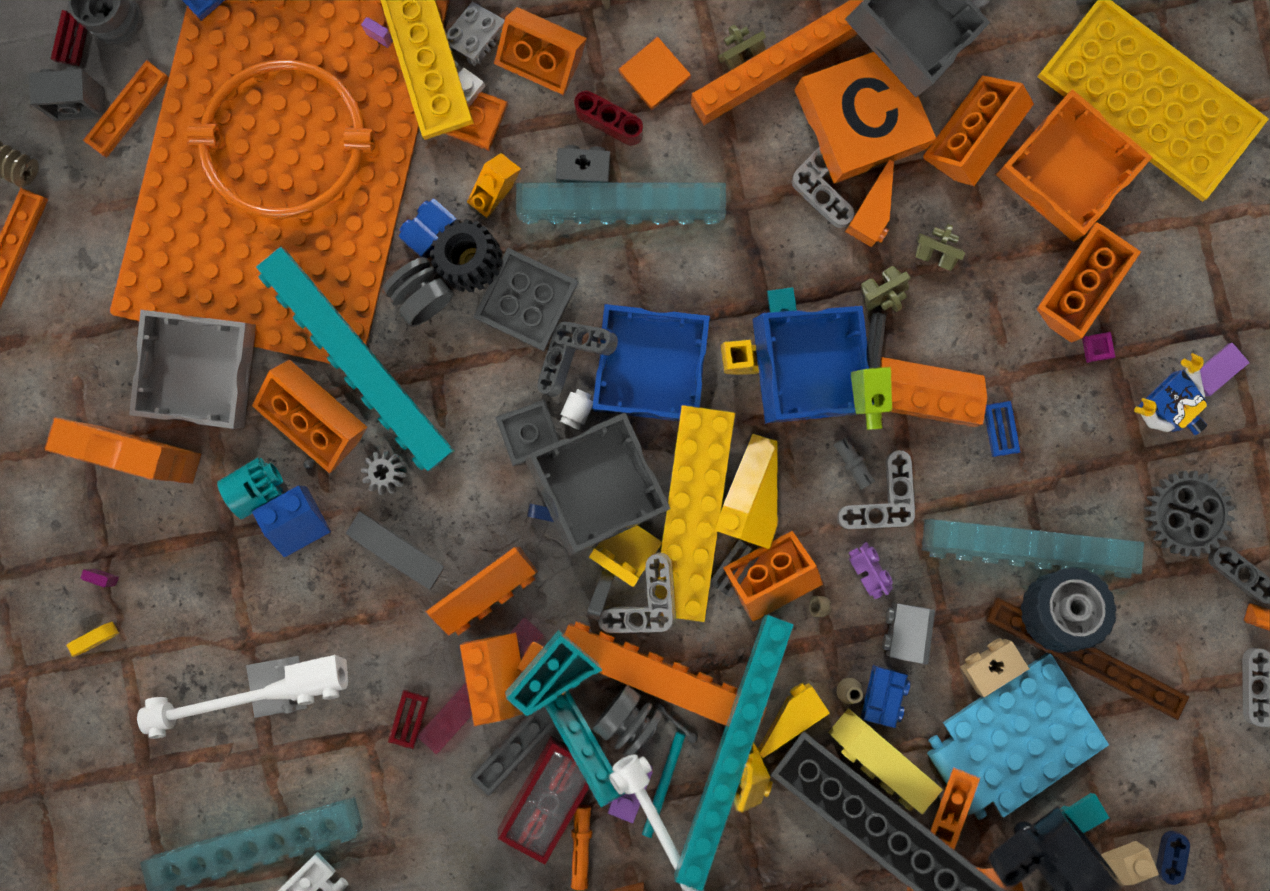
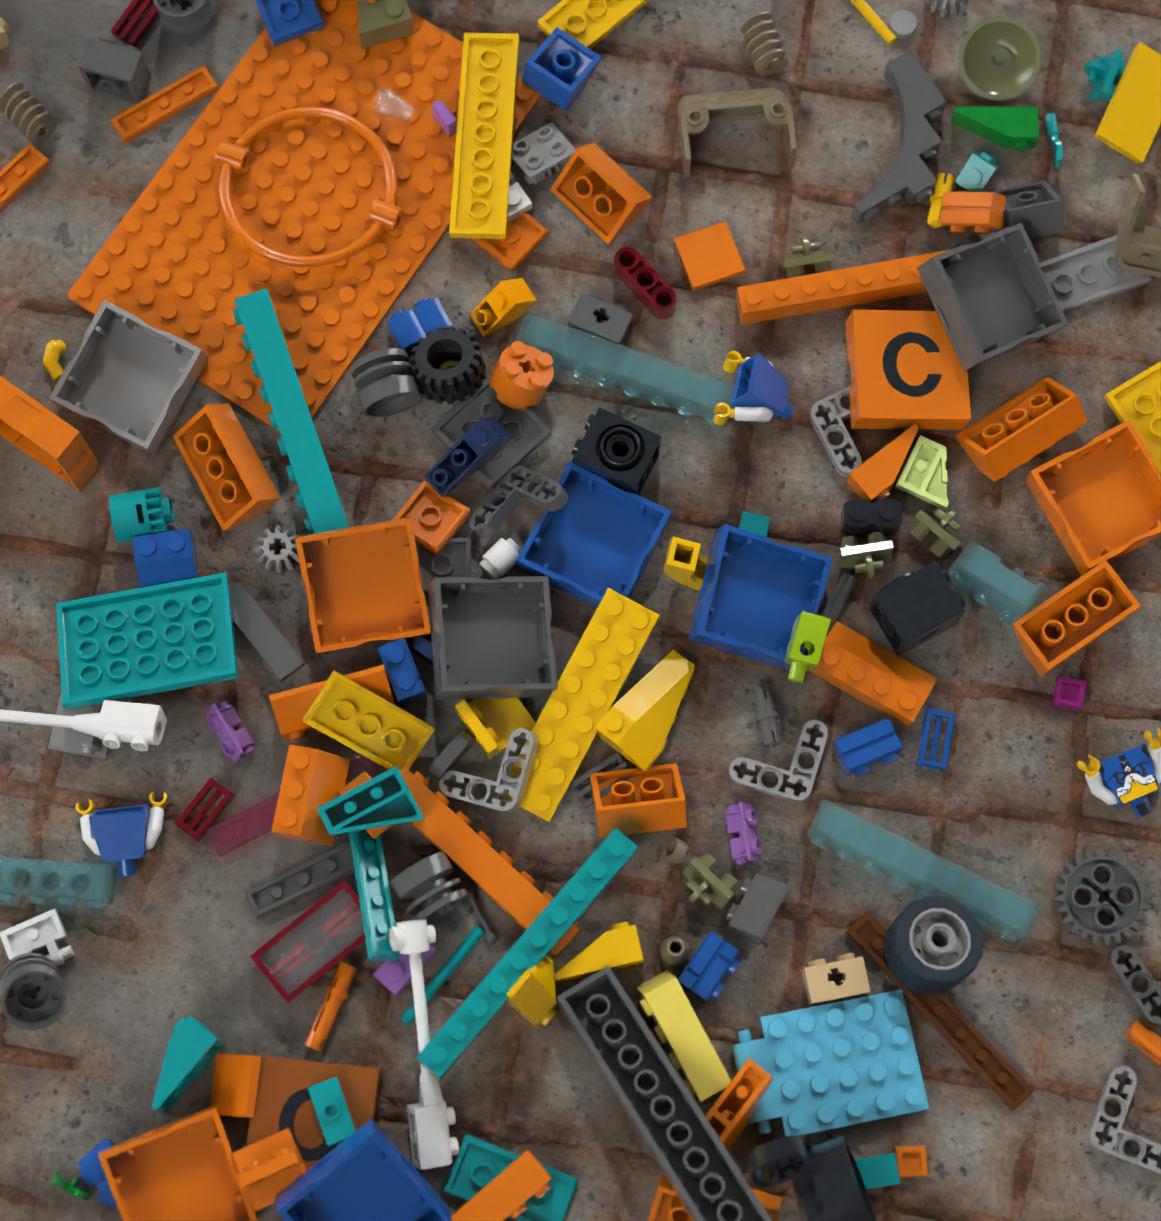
camera: 15 degrees right, 10 degrees down
(118, 374) = (51, 357): none -> yellow arm
(300, 597) = (146, 640): none -> teal plate
(327, 37) = (391, 105): none -> clear cone
(347, 768) = (122, 832): none -> blue torso
(395, 640) = (233, 743): none -> medium lavender hinge
(468, 479) = (363, 584): none -> orange tile
(503, 395) = (433, 517): none -> orange tile
(515, 330) = (468, 455): none -> dark blue slope
(520, 600) = (368, 723): none -> yellow tile
(531, 540) = (402, 672): none -> blue brick
(534, 242) = (521, 376): none -> orange brick
(631, 267) = (614, 436): none -> black brick
(744, 181) = (757, 393): none -> blue torso
(855, 627) = (706, 884): none -> olive hips
(875, 257) = (862, 517): none -> black brick
(911, 199) = (926, 473): none -> yellowish green wing
(949, 458) = (868, 747): none -> blue brick
(950, 322) = (917, 607): none -> black brick
(1007, 276) = (994, 583): none -> clear light blue wedge
(1109, 792) = (911, 1161): none -> orange tile

